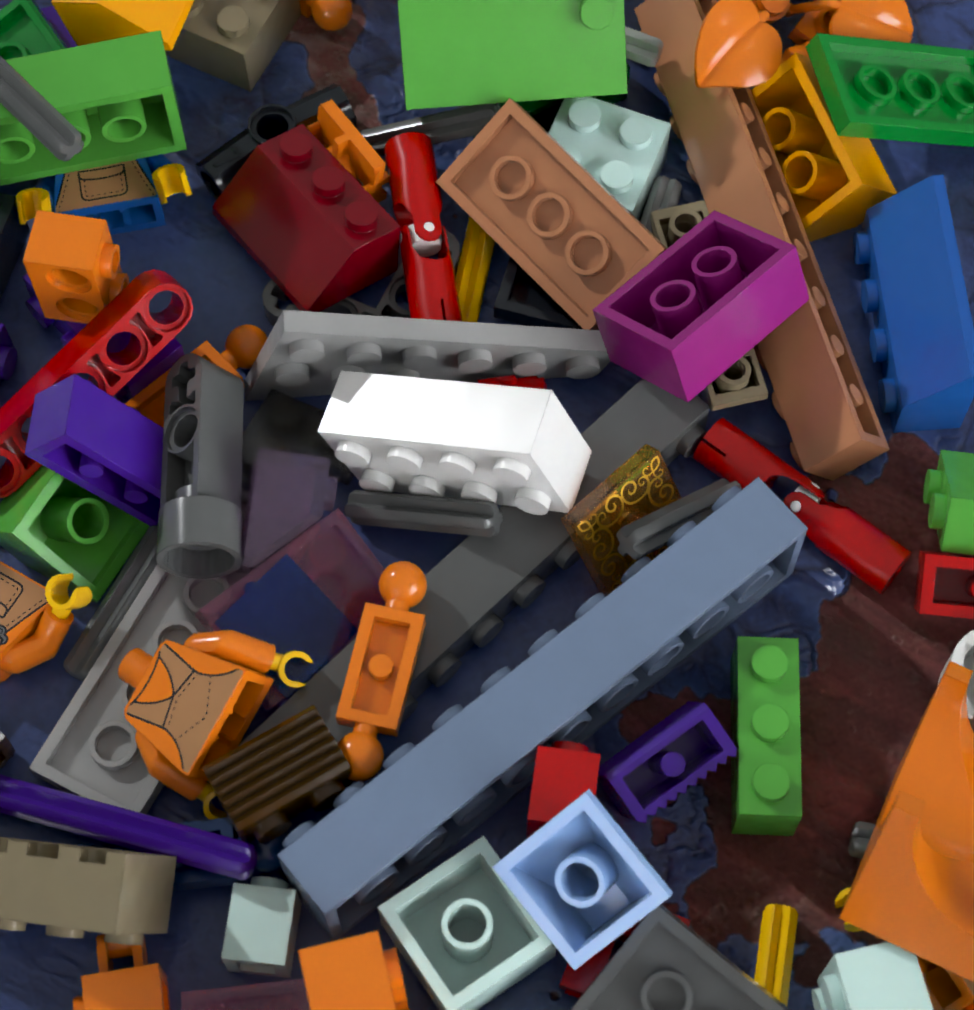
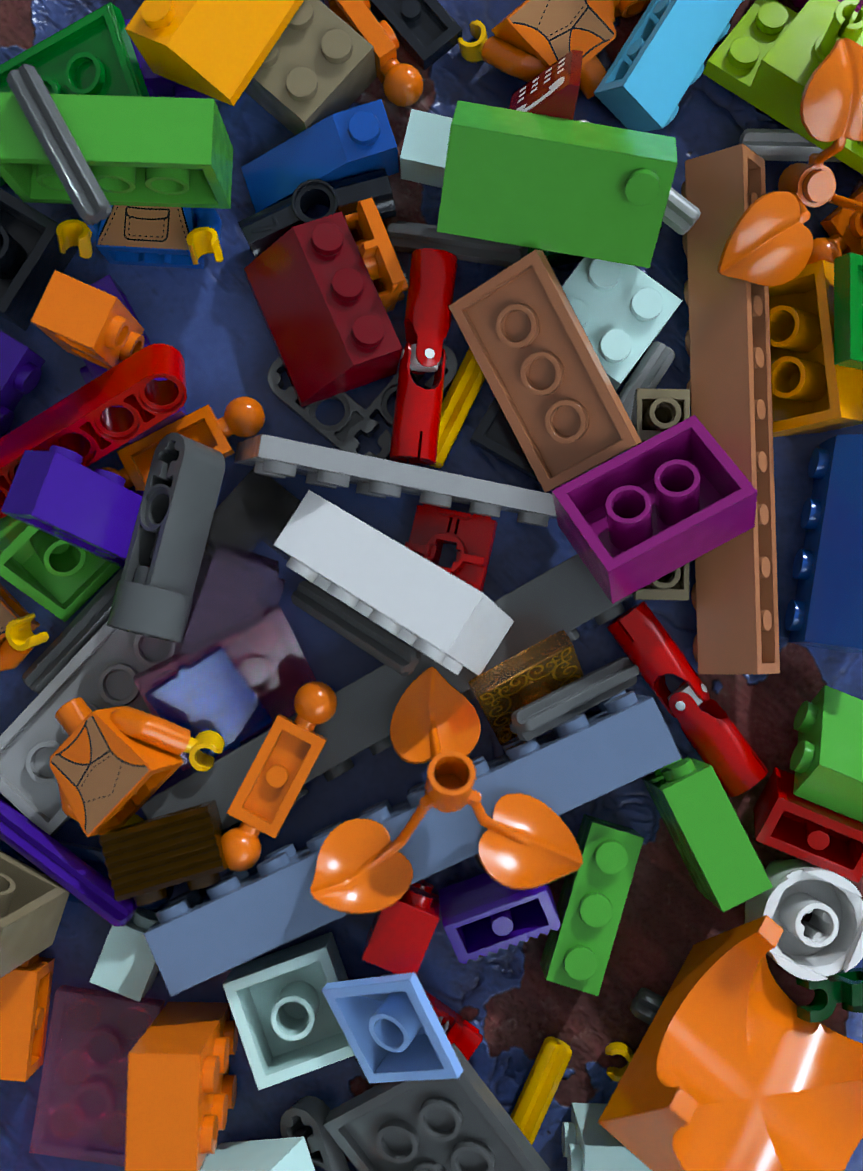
camera: 15 degrees right, 20 degrees up
(278, 74) = (330, 151): none -> blue slope
(375, 59) = (425, 148): none -> light aqua brick
(528, 573) = (524, 839): none -> orange plant
(861, 616) = (707, 832): none -> bright green brick

